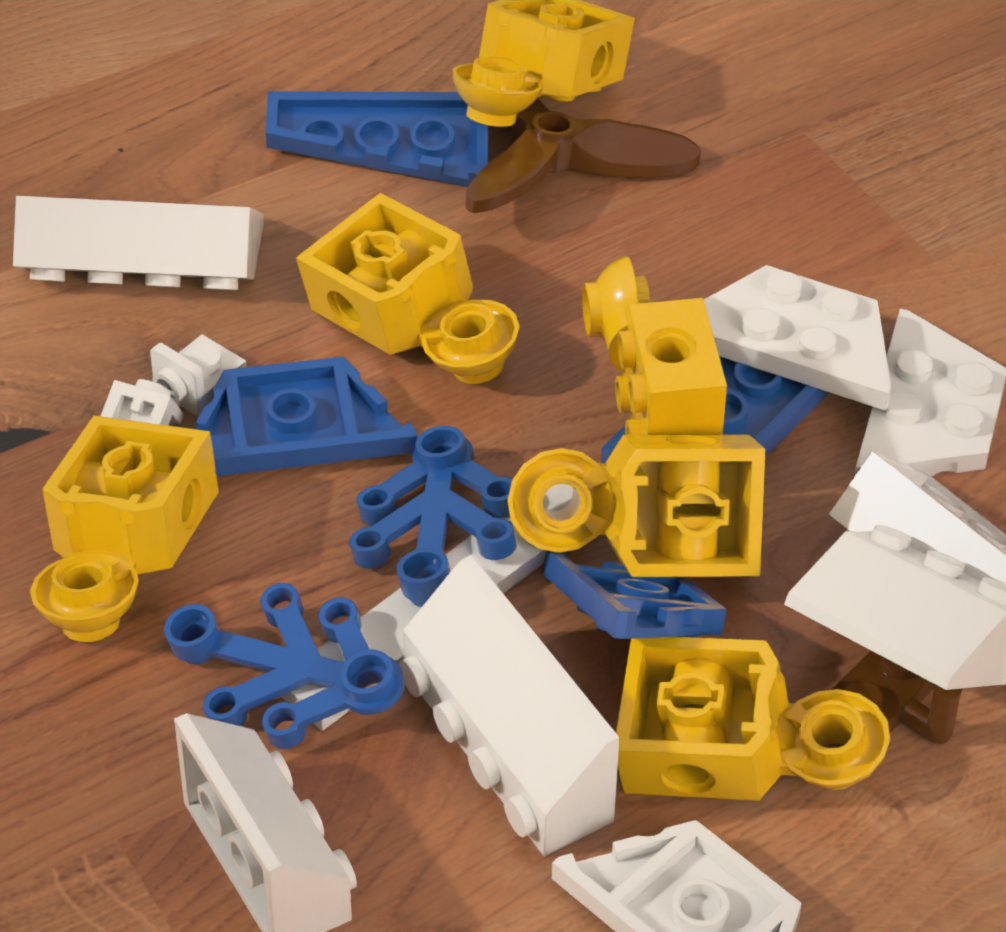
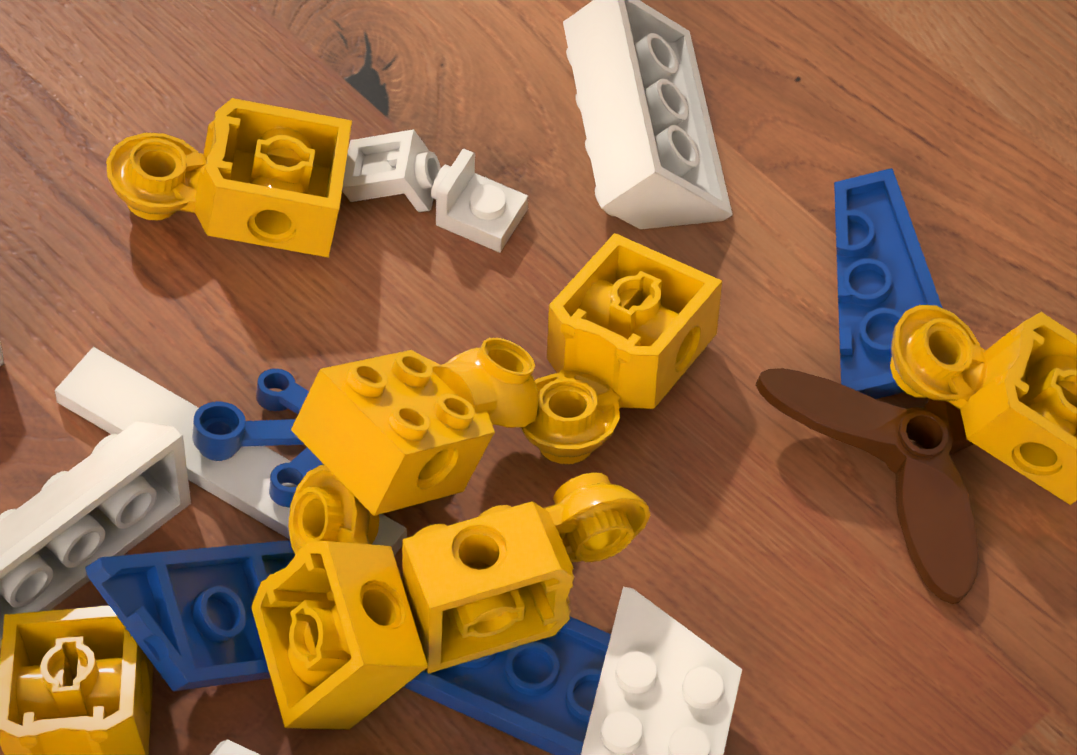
camera: 75 degrees right, 10 degrees up
(290, 665) = (88, 406): blue plant -> none
(299, 417) = (429, 282): blue wing -> none
(492, 402) = (415, 428): none -> yellow brick

